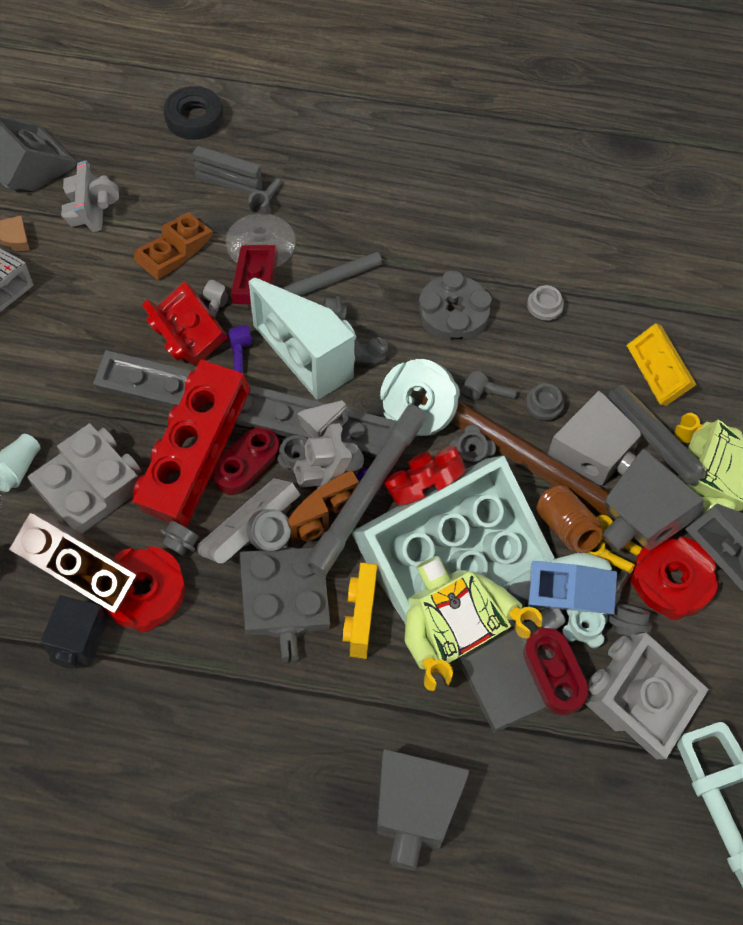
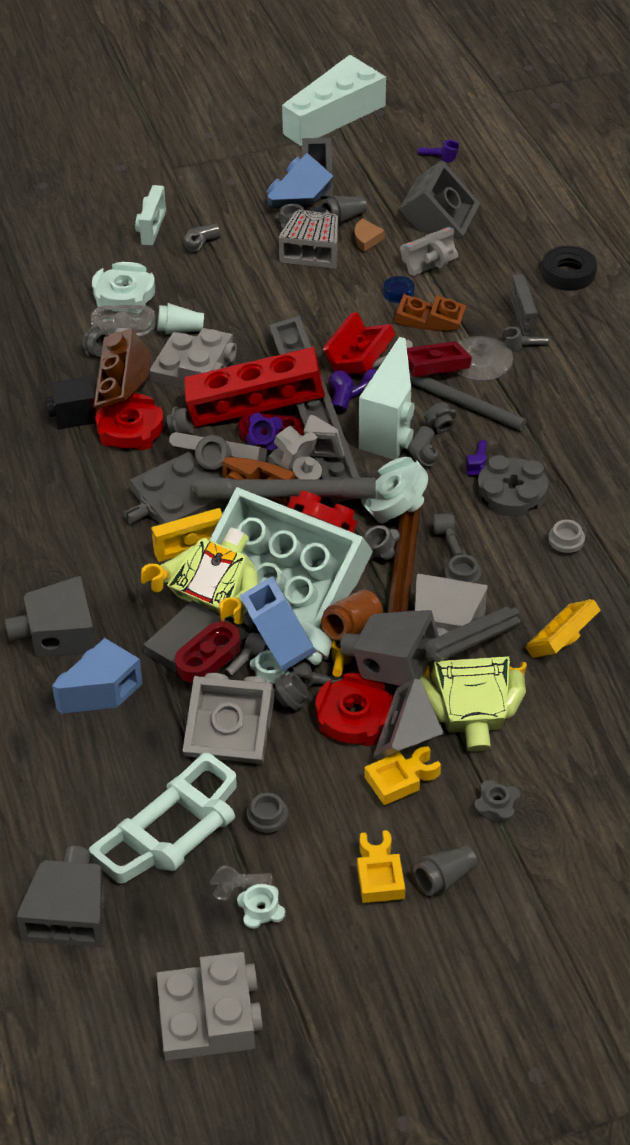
camera: 65 degrees right, 15 degrees down
(114, 251) = (397, 286): none -> clear blue tile
(237, 364) = (343, 387): none -> dark purple arm
(270, 467) = (258, 423): none -> dark purple plate
(409, 316) = (476, 462): none -> dark purple hand
(528, 794) = (98, 680): none -> medium blue slope

